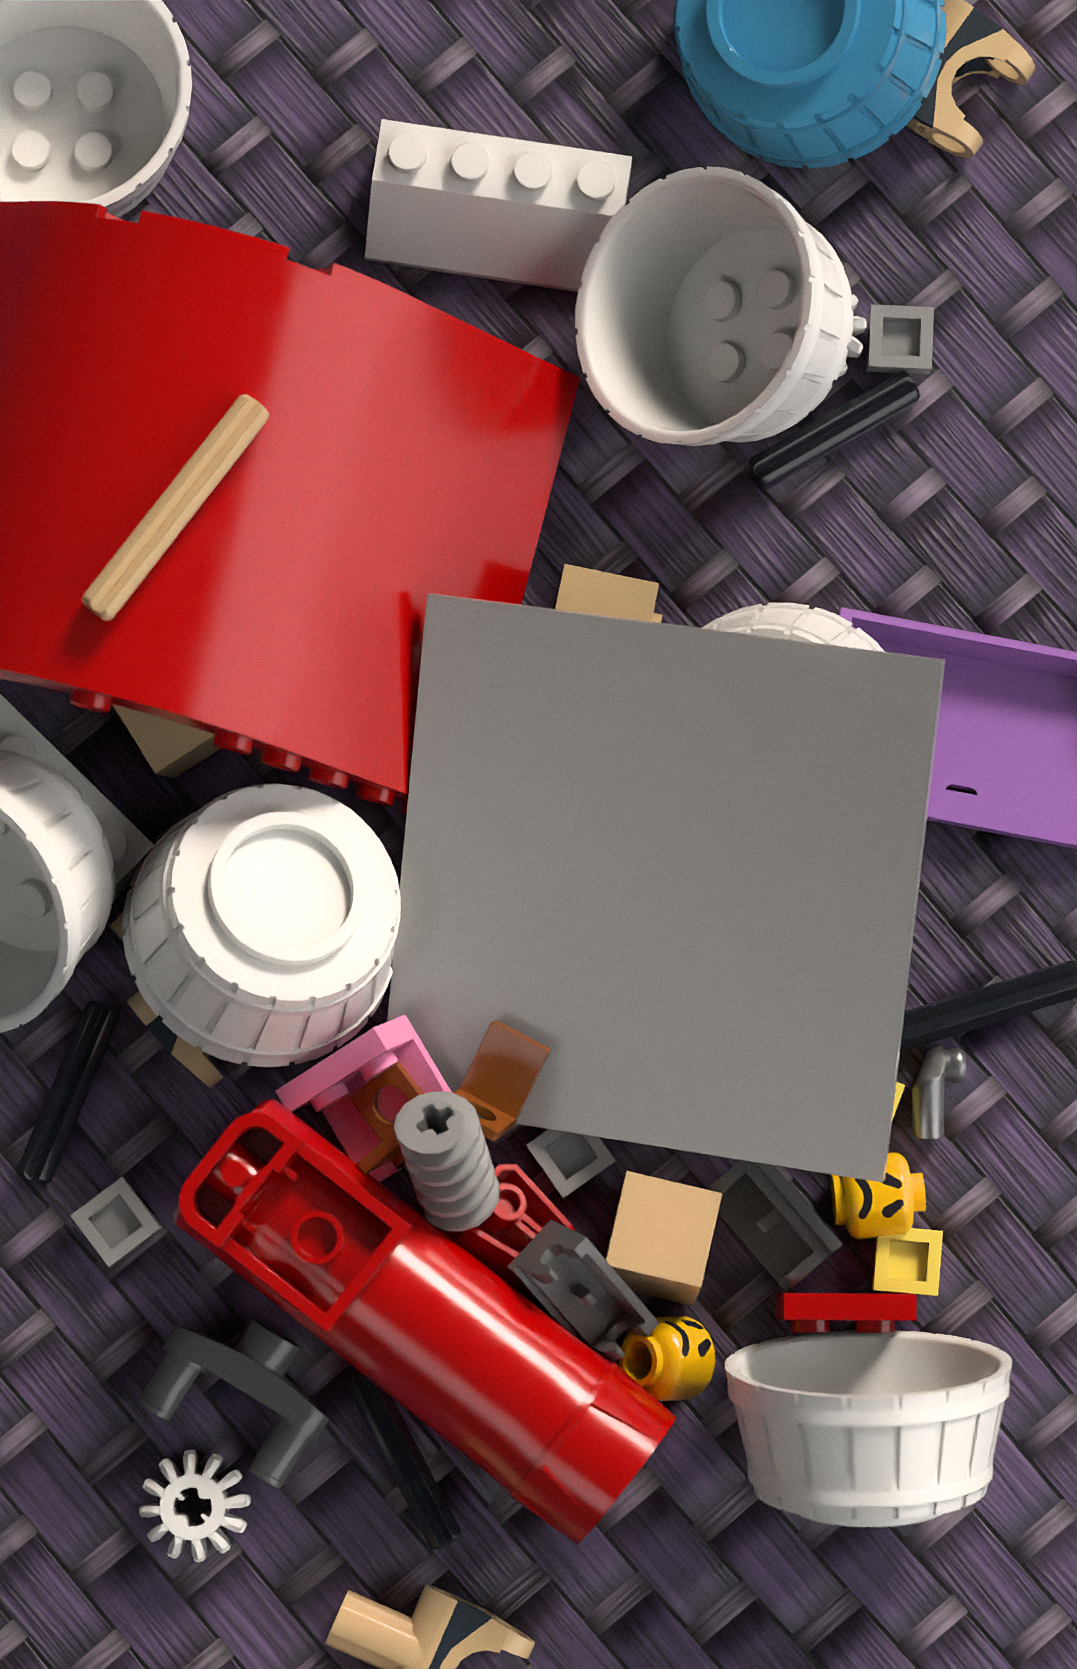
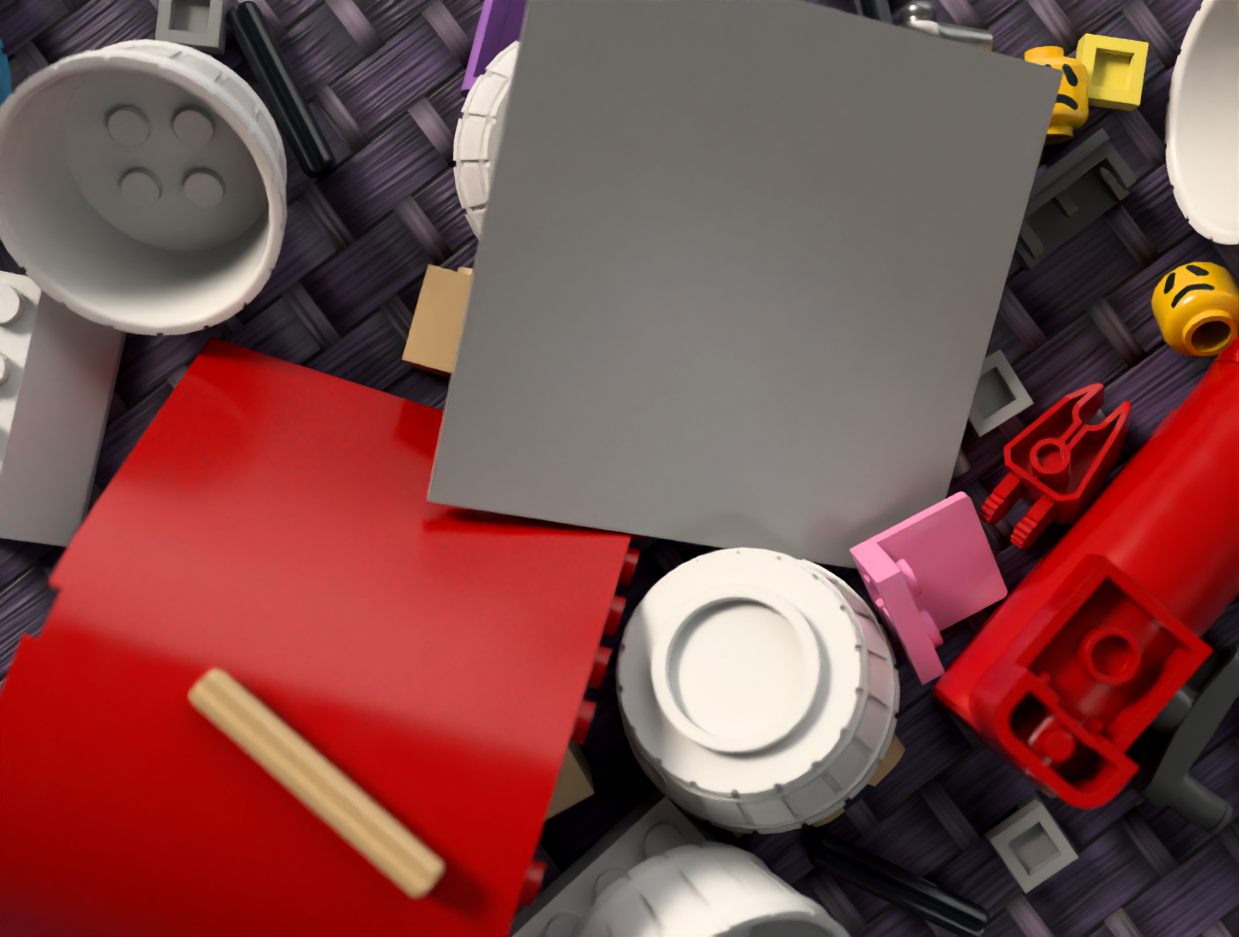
camera: 90 degrees left, 5 degrees up
(366, 1103) = (970, 558): dark orange bracket -> none
(447, 1160) = (1021, 514): light grey piece -> none
(502, 1077) = (931, 461): dark orange bracket -> none
(580, 1289) = (1143, 390): dark grey hinge -> none
(662, 1236) = (1087, 307): tan head -> none
(871, 1311) = (1167, 127): red plate -> none

